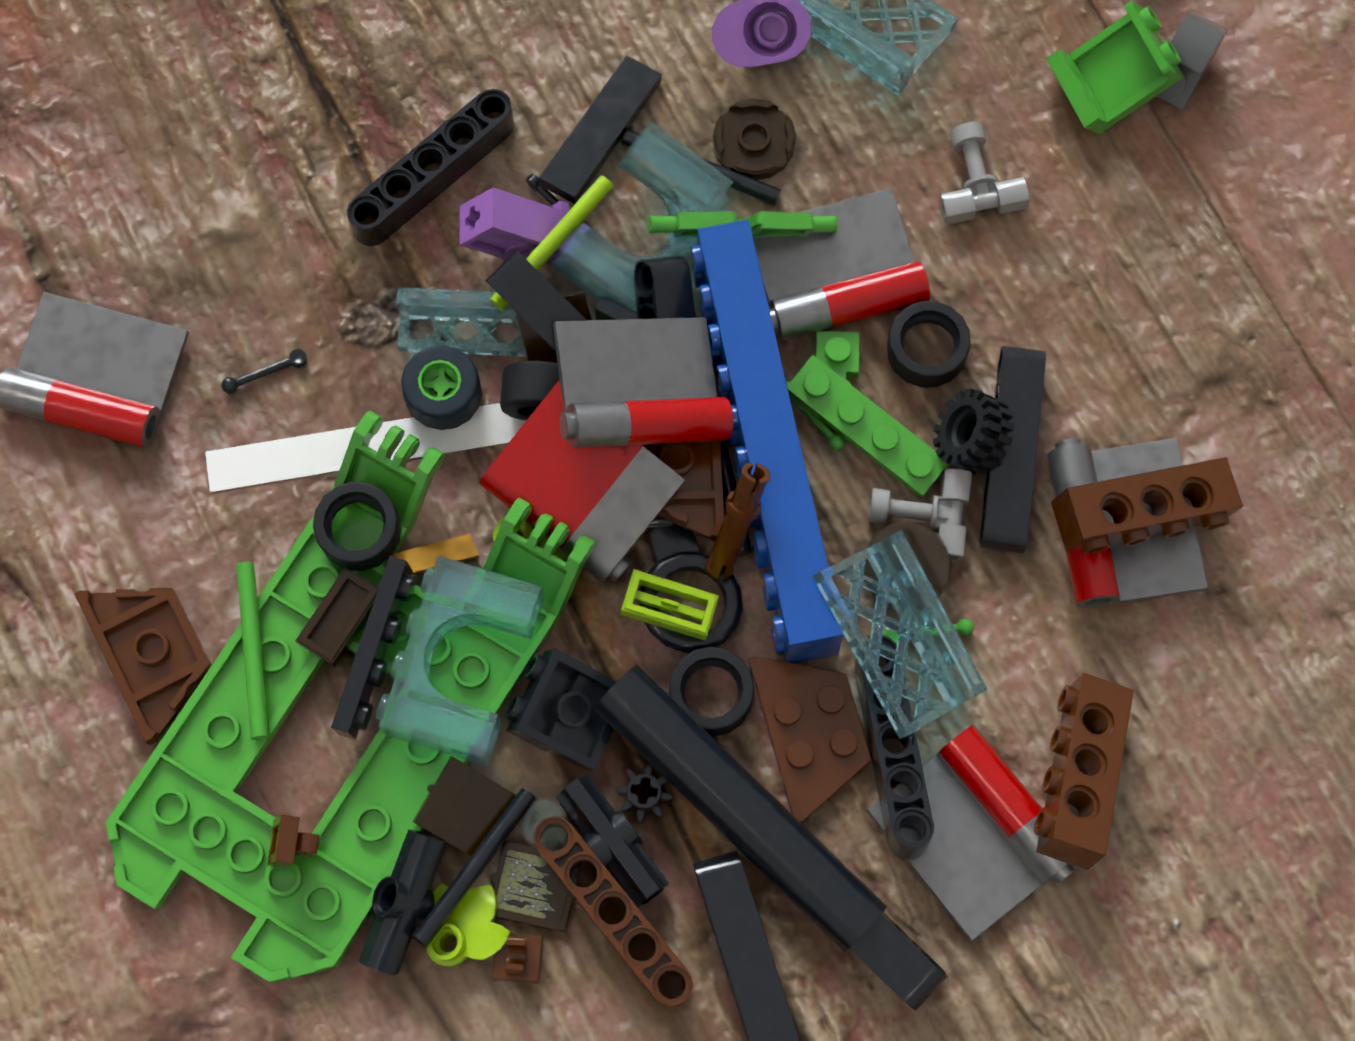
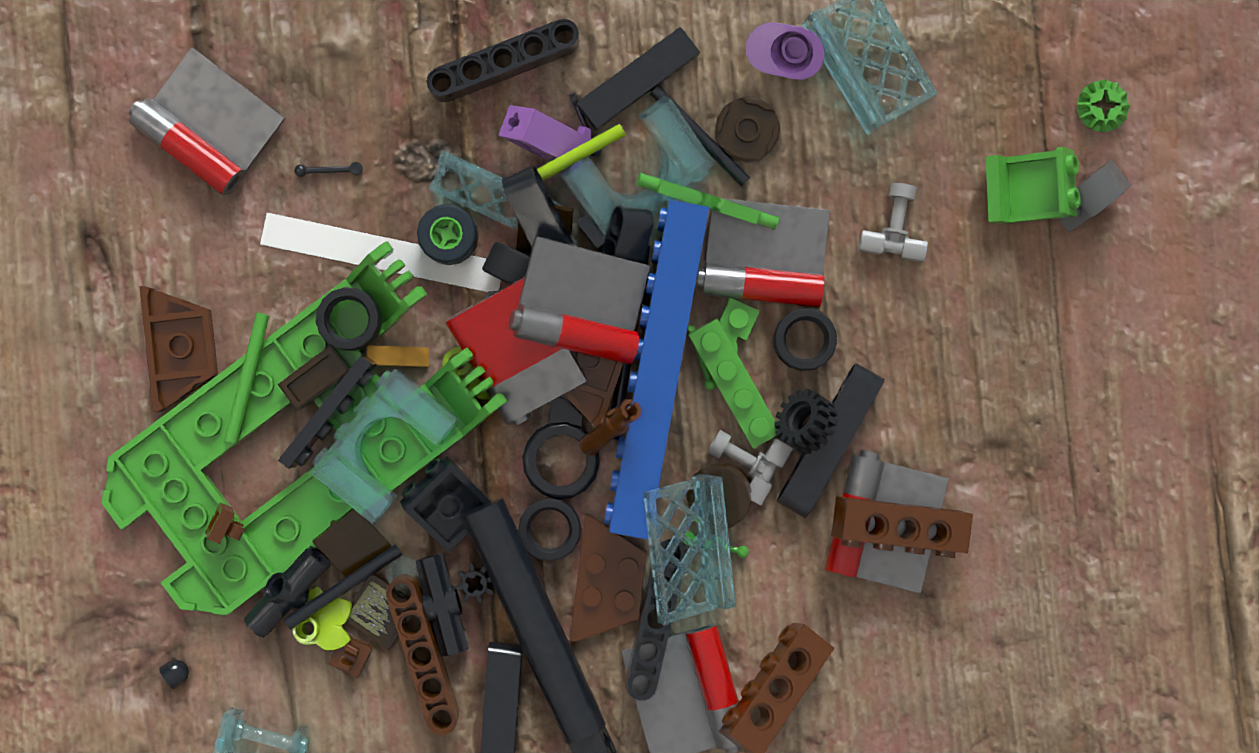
camera: 20 degrees right, 15 degrees up
(663, 620) = (521, 443): lime tile -> none

